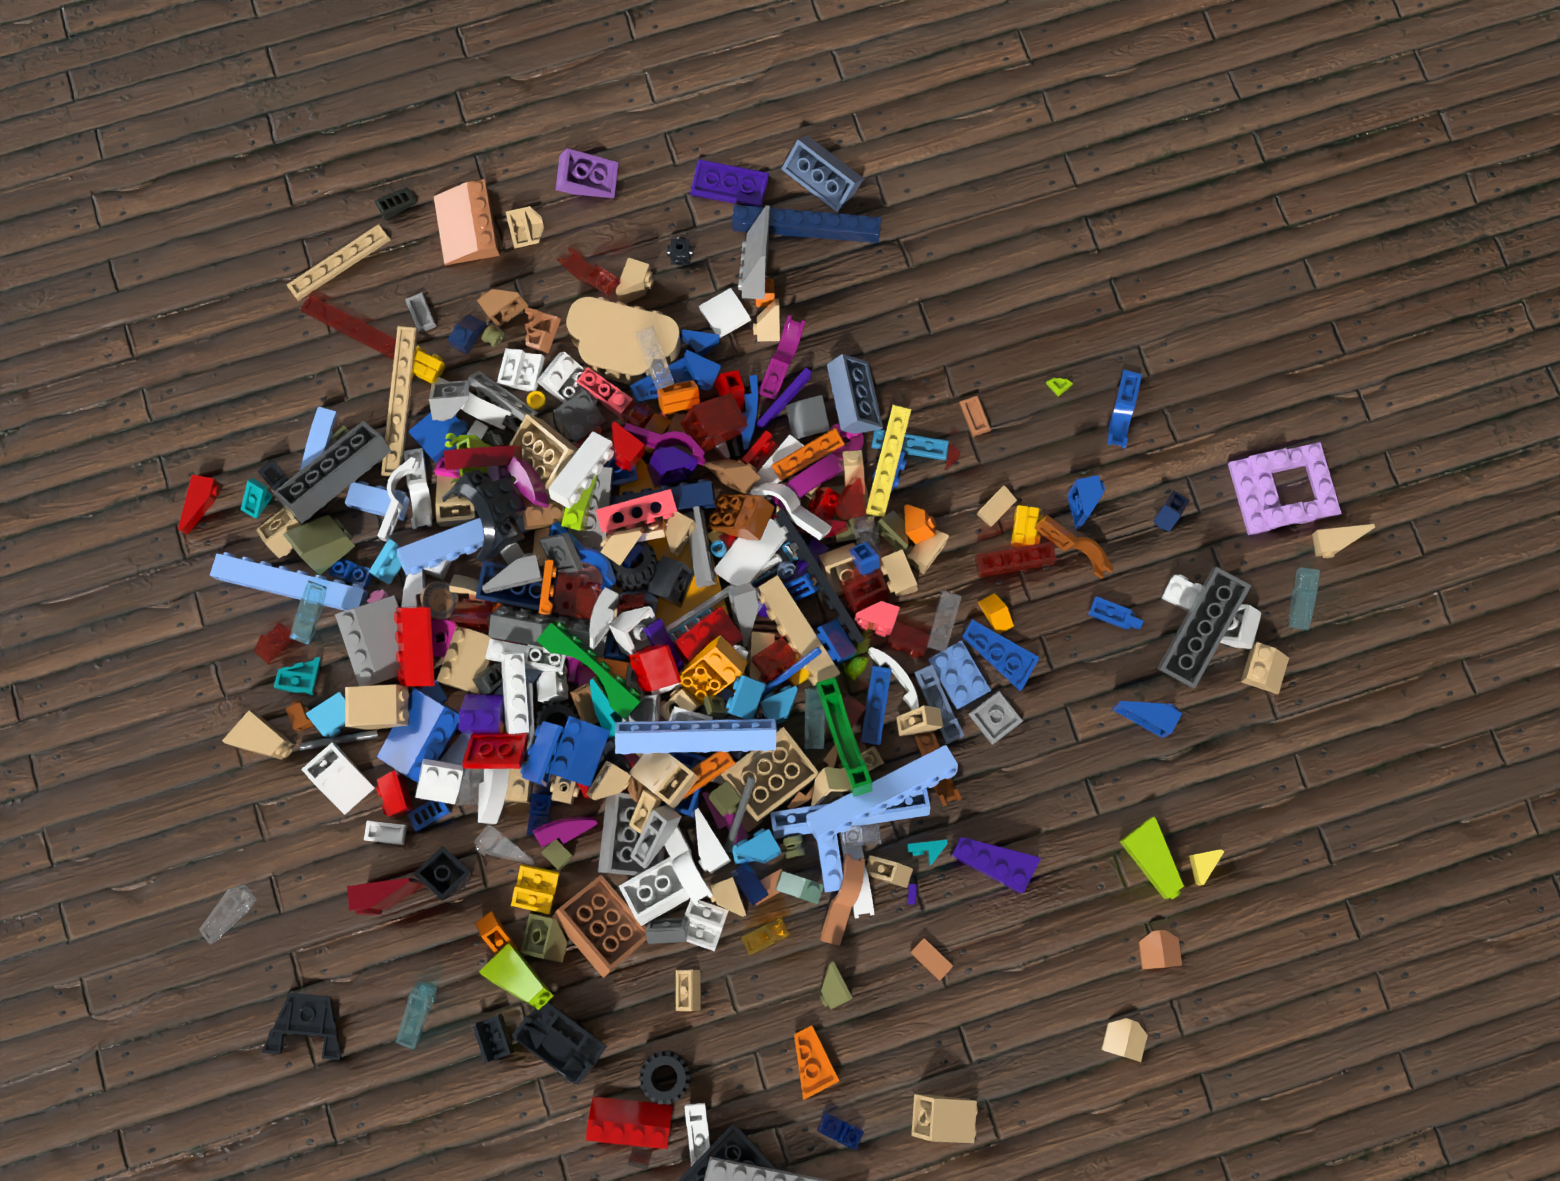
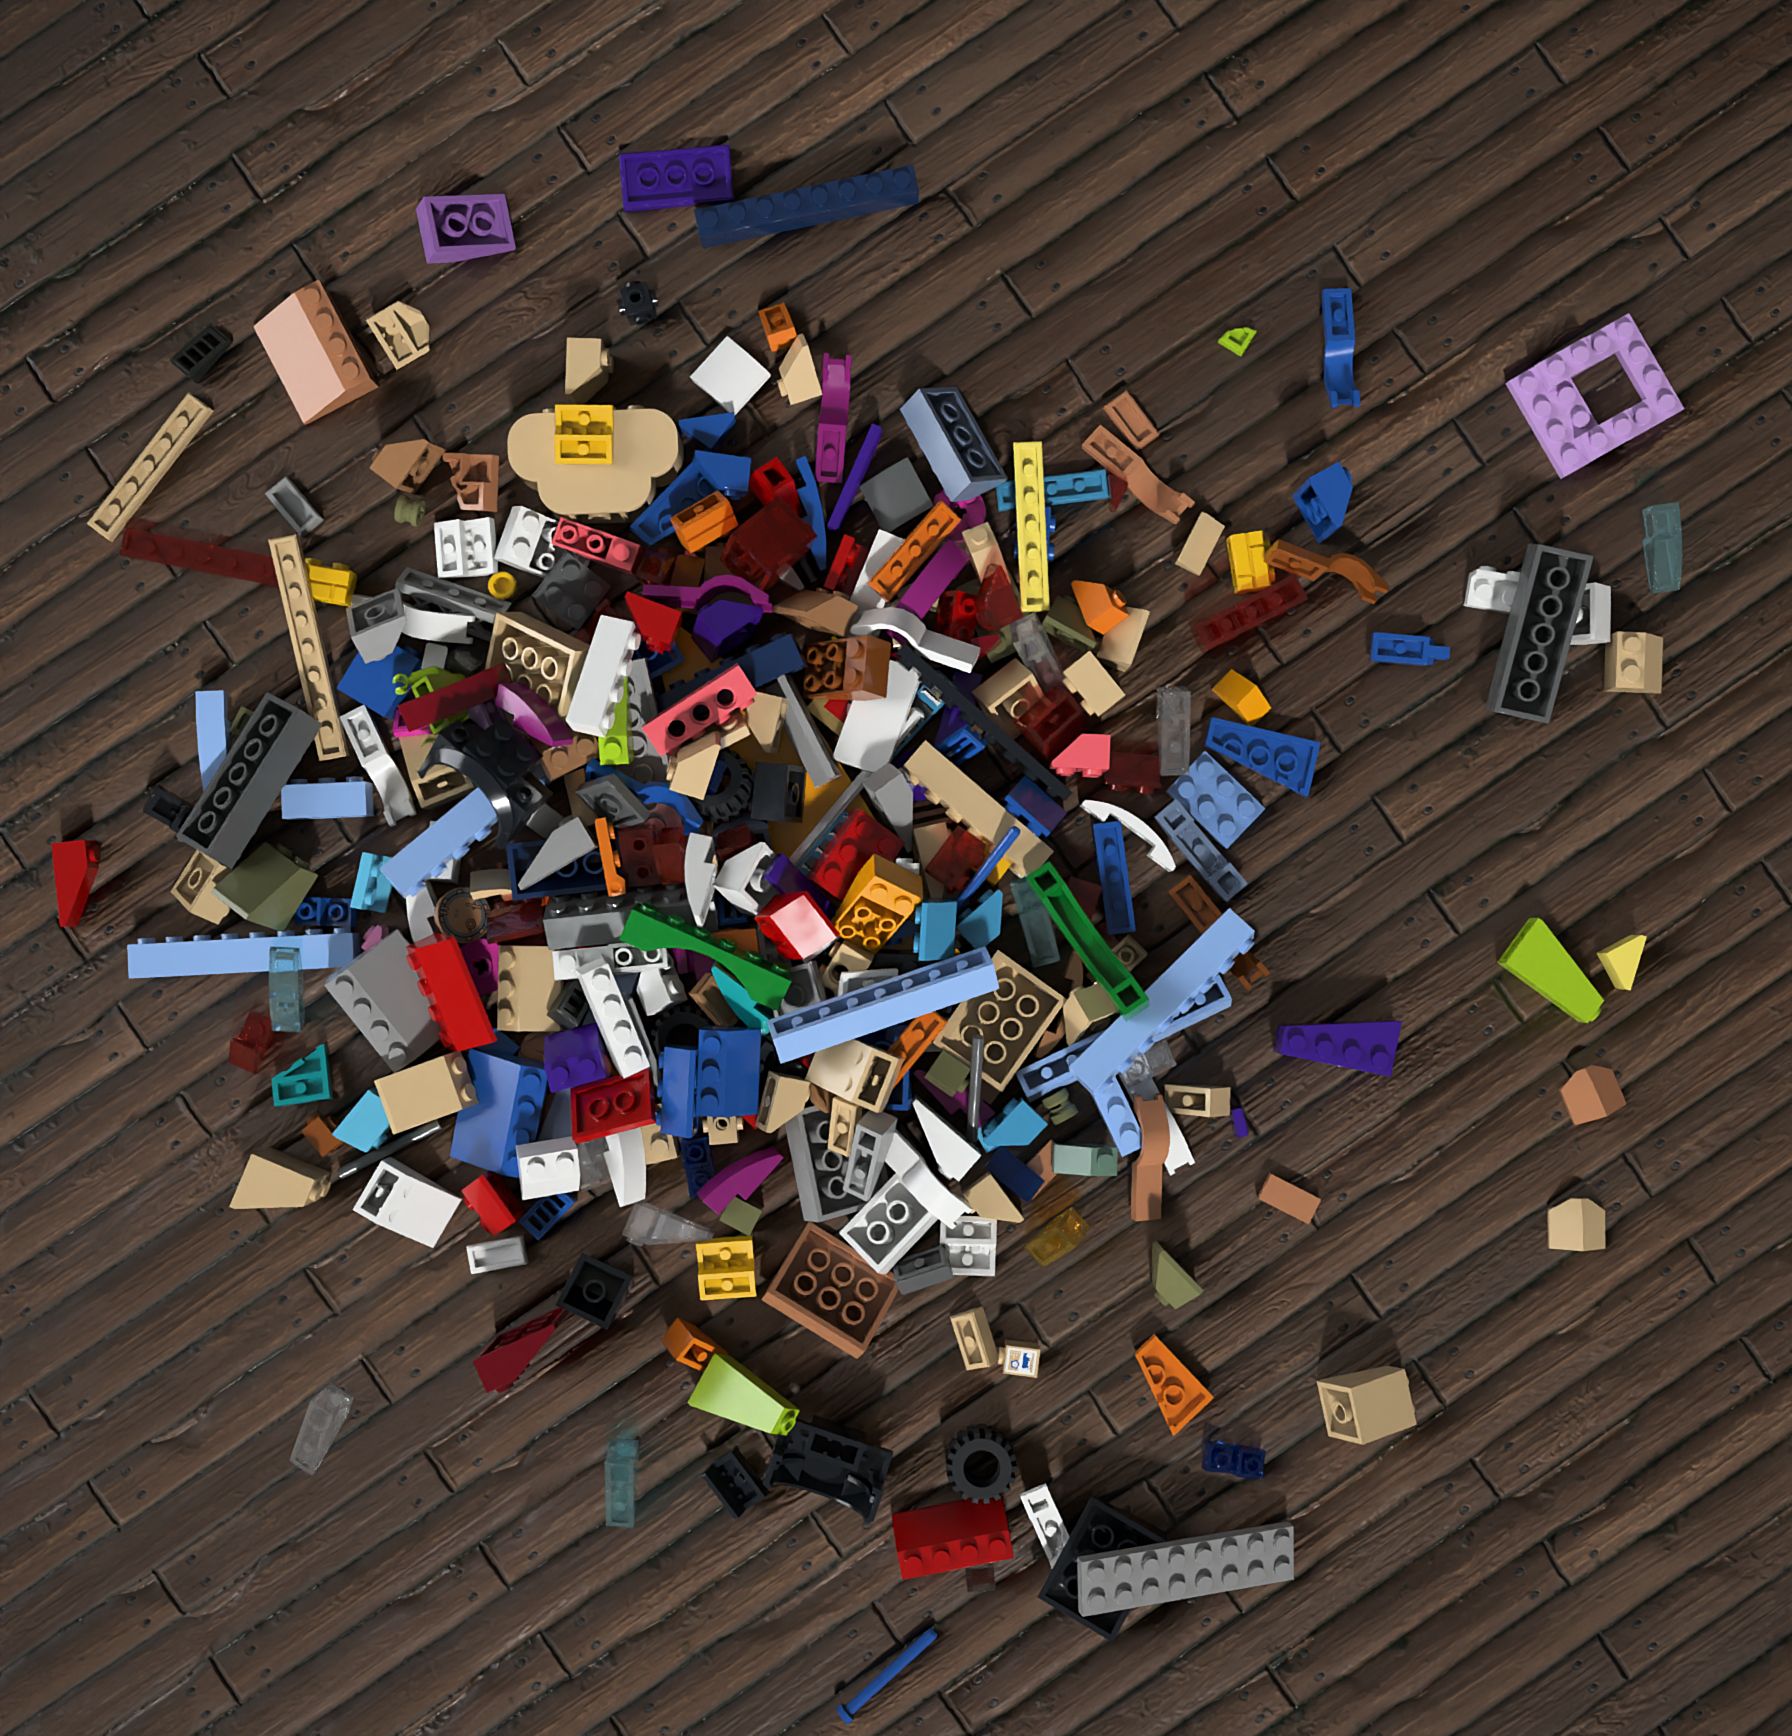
camera: 15 degrees left, 10 degrees up
(255, 498) = (154, 848): teal slope -> none
(306, 1016) = (476, 1529): black wing -> none
(395, 507) = (355, 804): white piece -> none
(466, 333) = (370, 518): dark blue slope -> none
(544, 939) = (760, 1333): olive slope -> none
(586, 273) = (518, 377): clear red piece -> none
(619, 318) = (584, 434): none -> yellow slope
(654, 357) = (653, 477): clear slope -> none
(713, 1012) = (1019, 1358): none -> brick
(715, 706) = (896, 952): olive plate -> none
(718, 544) = (832, 719): dark azure hinge -> none
(755, 258) = (751, 282): light grey slope -> none
(785, 569) = (932, 726): sand blue plate -> none
(822, 173) = (806, 121): sand blue slope -> none
(856, 667) = (1071, 833): clear neon green slope -> none
(864, 558) = (1040, 679): blue slope -> none
(919, 721) = (1181, 883): tan slope -> none
(933, 849) = (1249, 1050): teal slope -> none
(969, 453) = (1131, 468): none -> nougat piece
(995, 717) = (1282, 843): light grey tile -> none
(1152, 716) = (1512, 780): blue slope -> none
(1171, 511) = (1446, 477): dark blue slope -> none
(1331, 541) = (1689, 449): tan slope -> none

